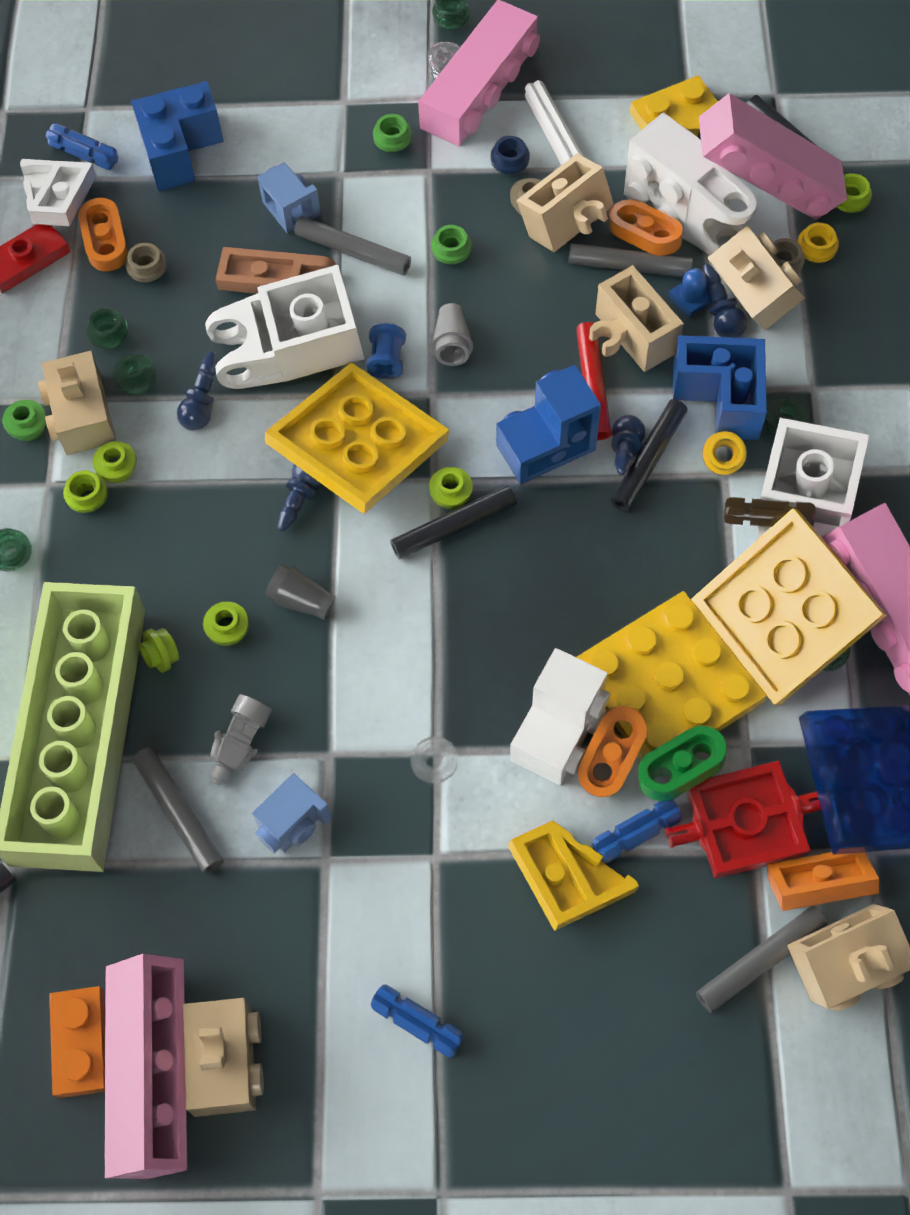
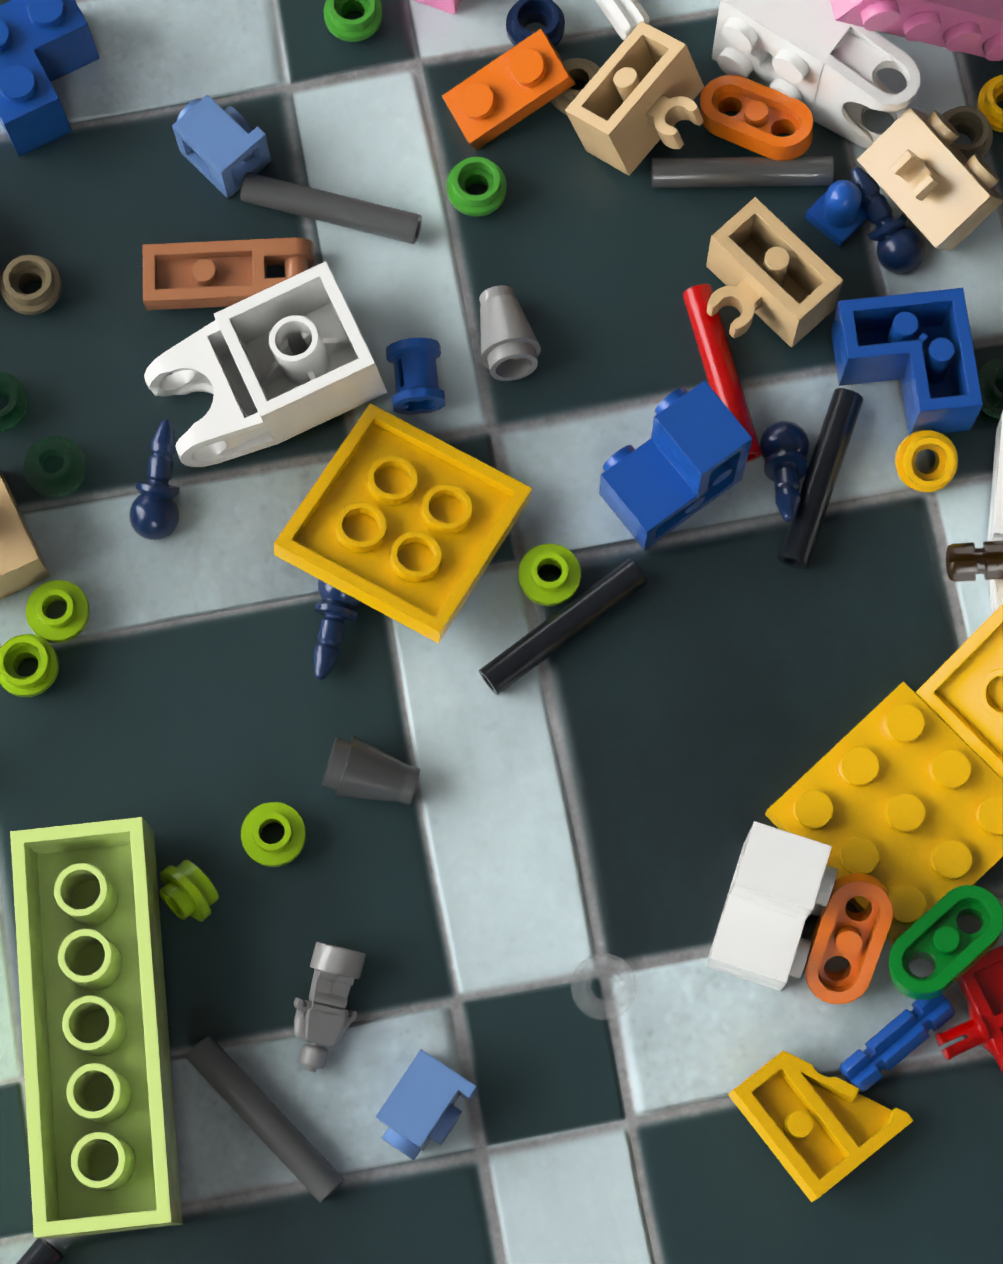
camera: 10 degrees left, 10 degrees up
(483, 189) = (508, 89): none -> orange plate

